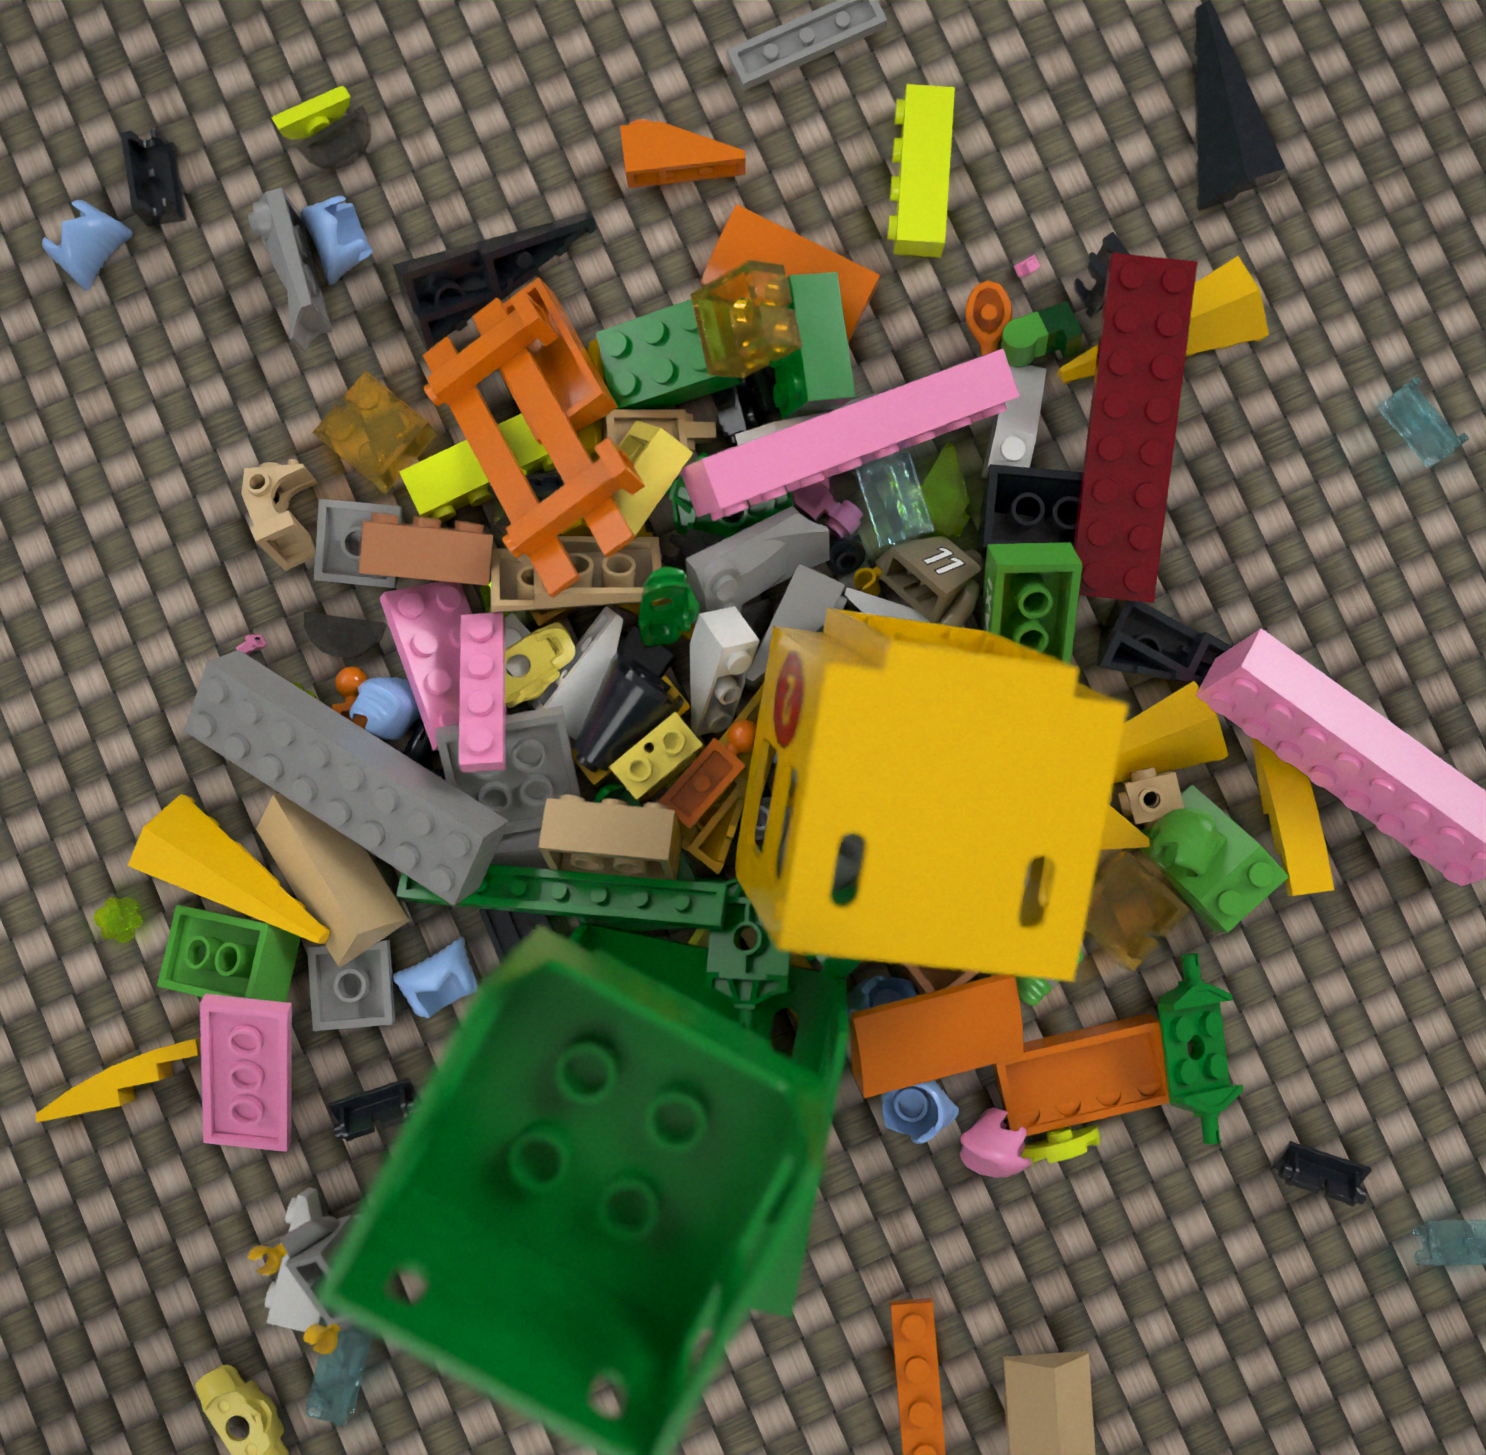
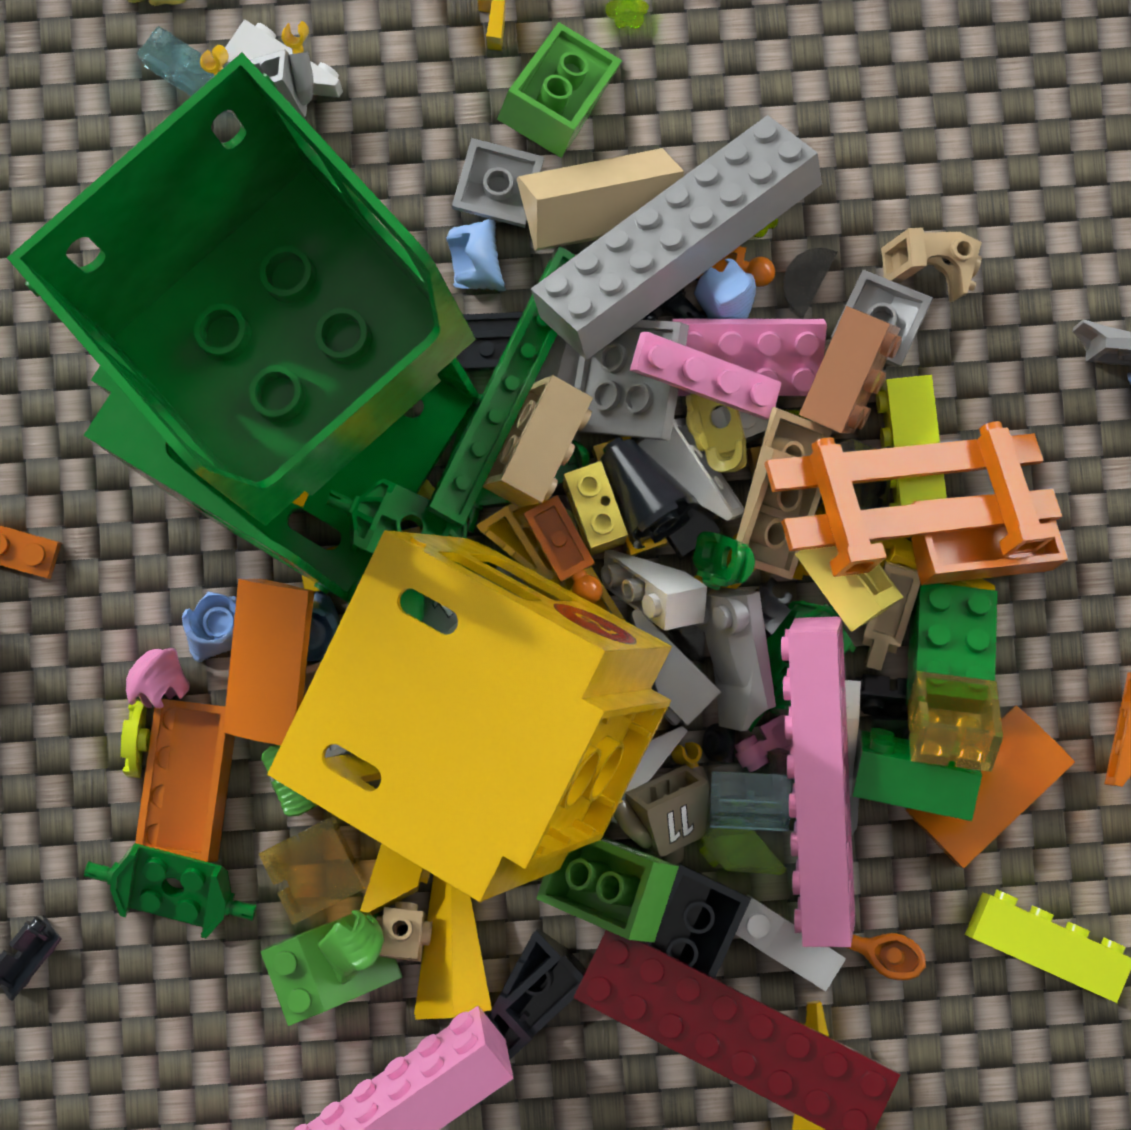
camera: 105 degrees right, 0 degrees up
(196, 855) = (655, 90): yellow wedge -> none
(246, 1072) = (456, 71): bright pink plate -> none
(252, 644) = (825, 198): bright pink piece -> none
(375, 432) = (974, 365): clear yellow piece -> none
(388, 1103) = (389, 154): black hinge -> none
(457, 283) = (1090, 494): black wedge -> none
(1027, 266) = (927, 1010): bright pink piece -> none
(1041, 334) = (857, 995): leg -> none
(1097, 268) = (907, 1083): black hinge -> none
(1293, 822) = (330, 1051): yellow slope -> none

